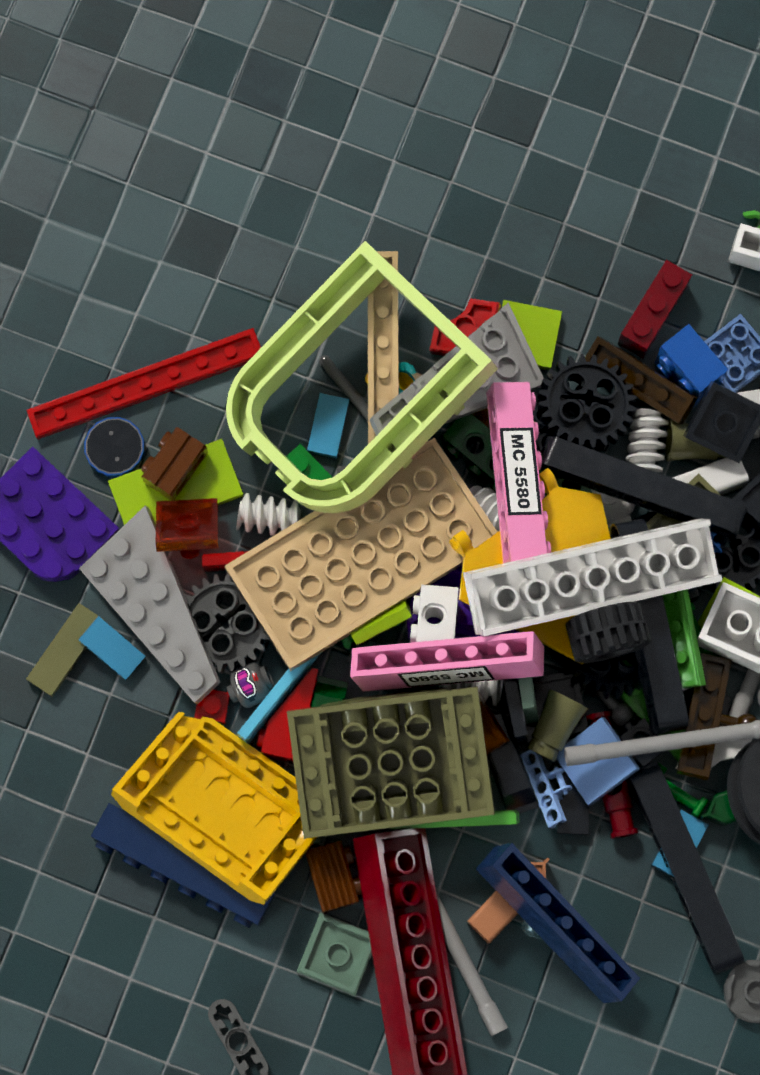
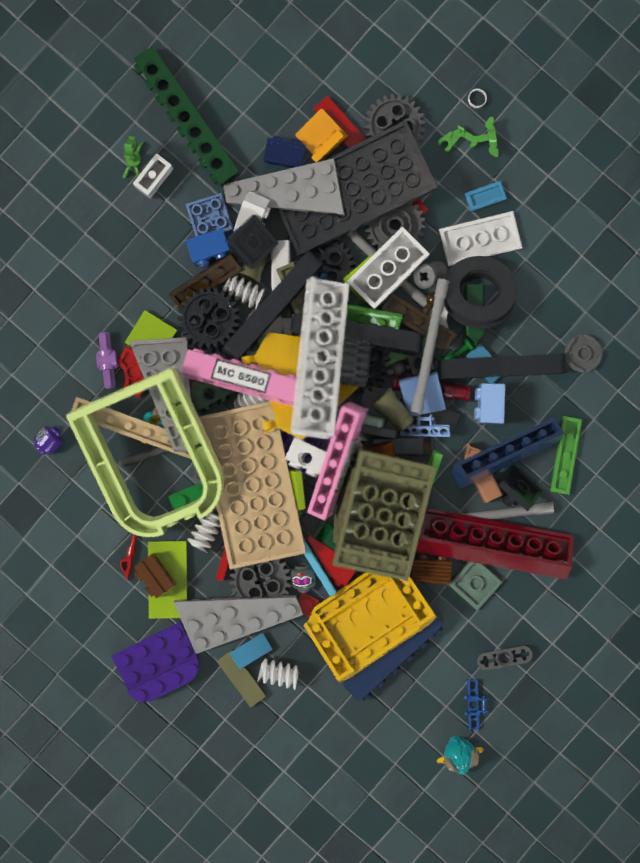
camera: 65 degrees left, 10 degrees up
(62, 1027) = (460, 755): none -> teal hair
(91, 701) = (278, 673): none -> white piece
(114, 447) = (129, 607): black tile -> none
(143, 384) = (96, 575): red tile -> none
(159, 1020) = (474, 698): none -> blue piece
(185, 422) = (129, 559): none -> red hand
(187, 526) = (195, 581): clear red tile -> none
(318, 242) = (48, 440): none -> dark purple head
(328, 425) = (163, 475): dark azure tile -> none
(468, 283) = (107, 360): none -> medium lavender axle
(508, 966) = (519, 489): none -> black tile
(587, 1023) = (566, 455): none -> bright green tile
(622, 871) = (490, 404): none -> light blue brick
(654, 309) = (164, 254): dark red brick -> none

